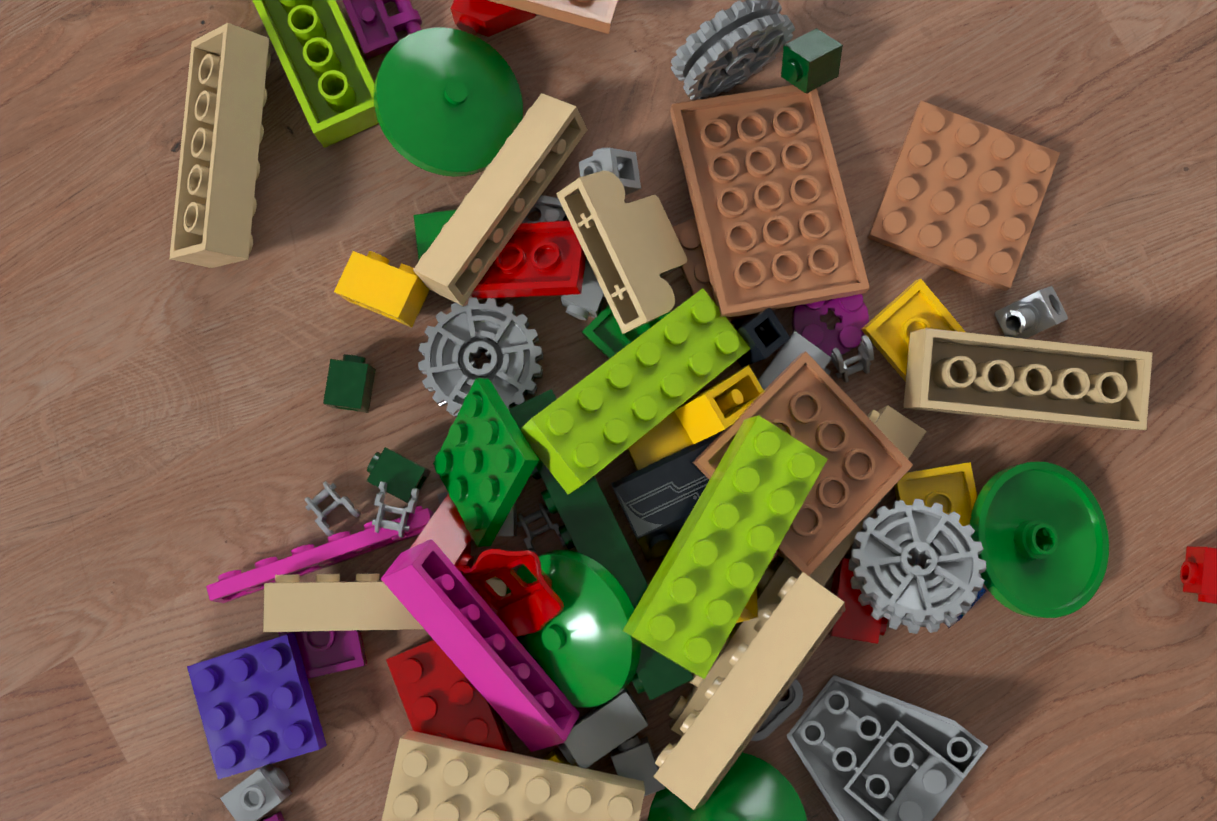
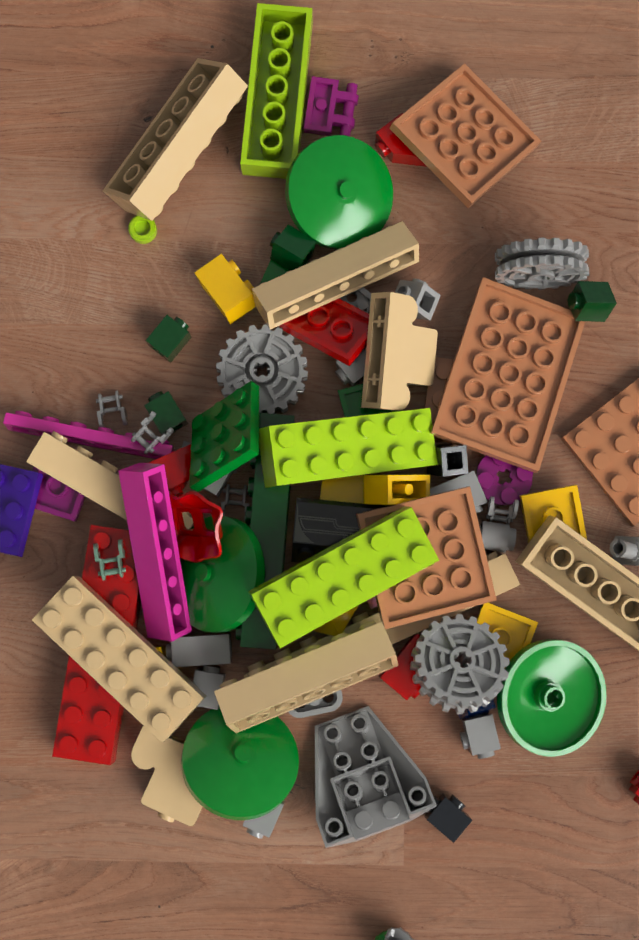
camera: 30 degrees right, 0 degrees up
(244, 277) = (142, 230): none -> lime tile
(431, 197) = (292, 248): none -> dark green brick
(435, 708) = (120, 570): none -> sand green piece
(868, 389) = (498, 536): none -> light grey brick
(984, 633) = (480, 735): none -> light grey brick
(1007, 749) = (449, 816): none -> black brick

